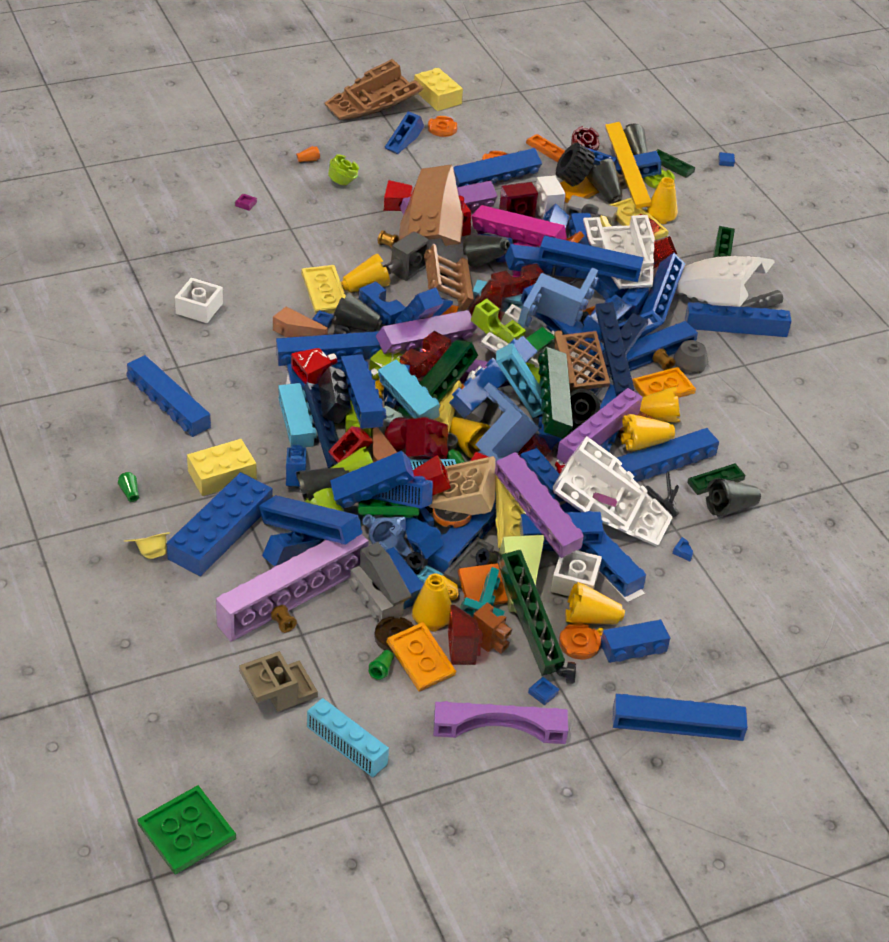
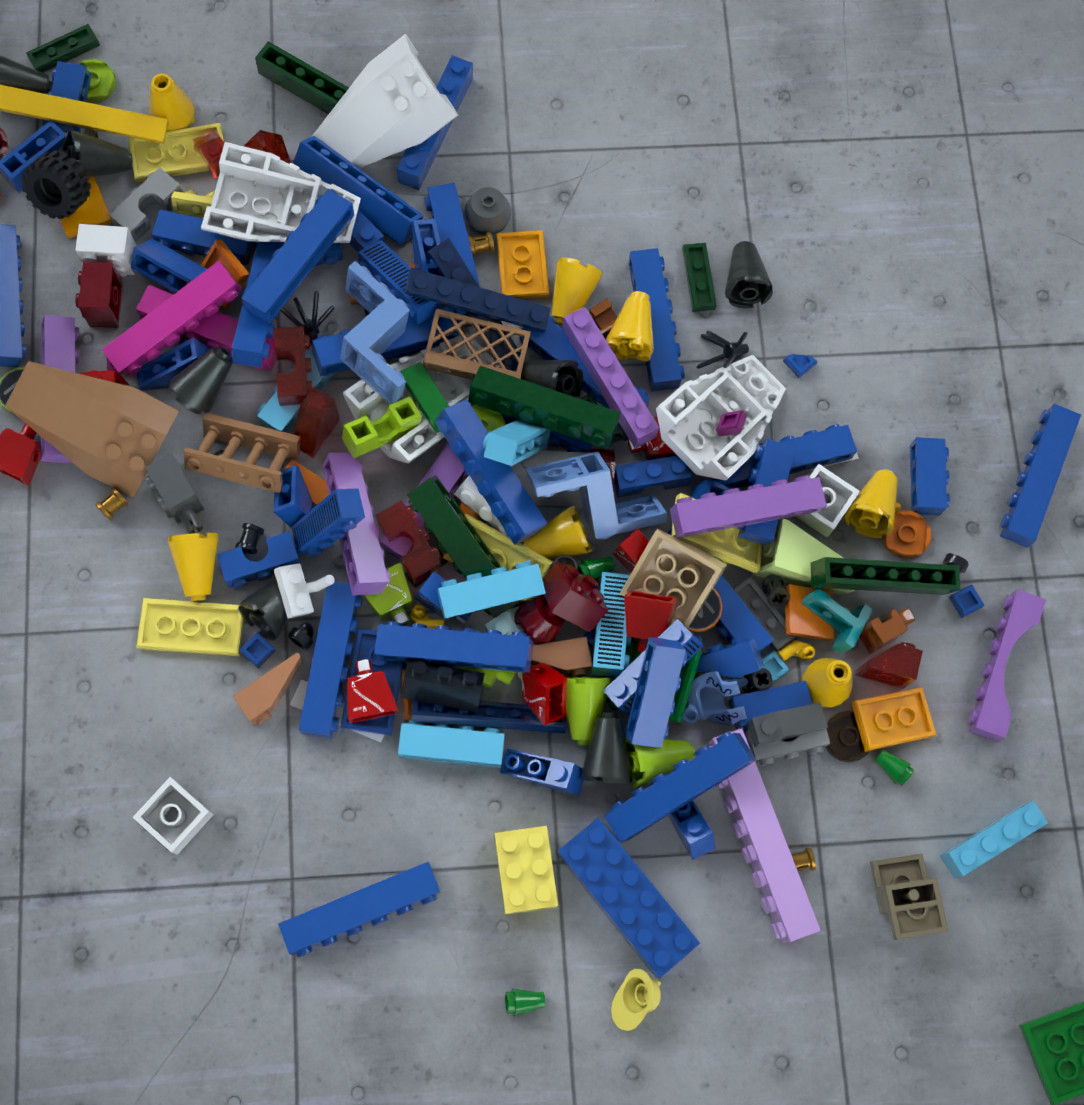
camera: 75 degrees left, 30 degrees up
(367, 314) = (296, 591): none -> white plate
(393, 296) = (250, 538): none -> black bush

